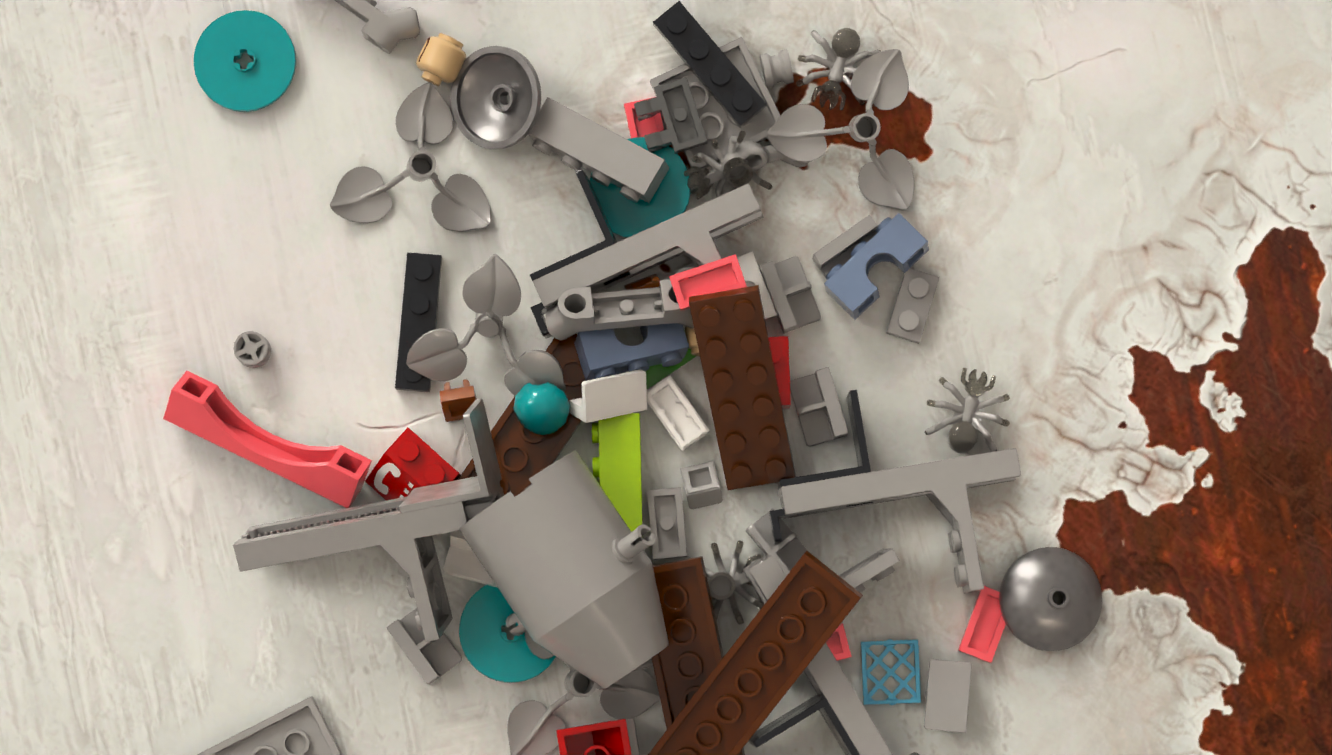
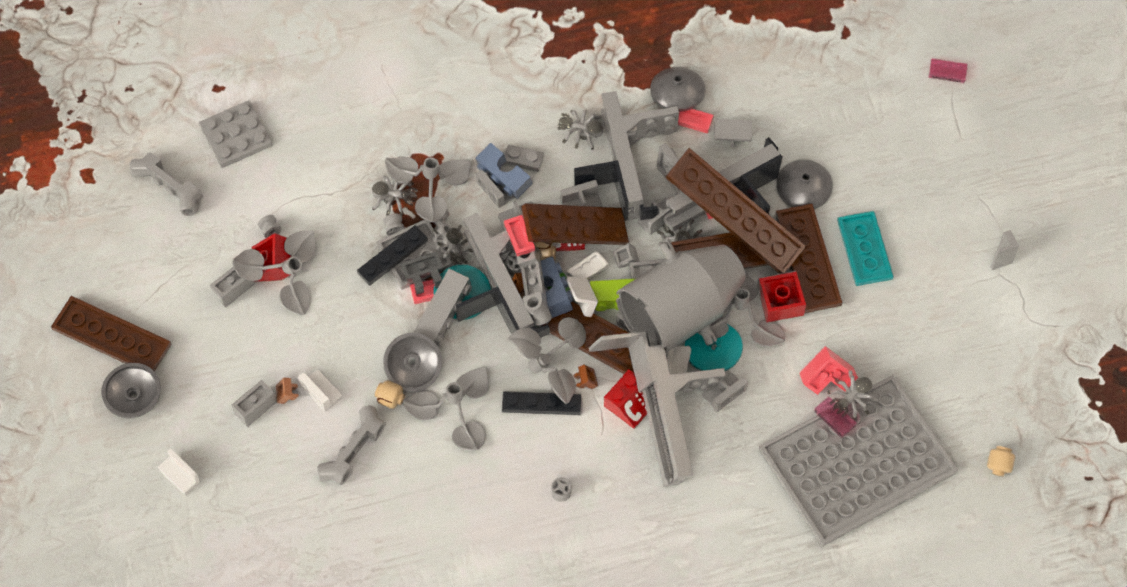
camera: 95 degrees left, 20 degrees down
(206, 412) = (630, 441): coral arch -> none
(226, 42) = (404, 507): teal piece -> none
(541, 408) = (589, 328): teal hair -> none
(889, 644) = (722, 152): medium azure window -> none

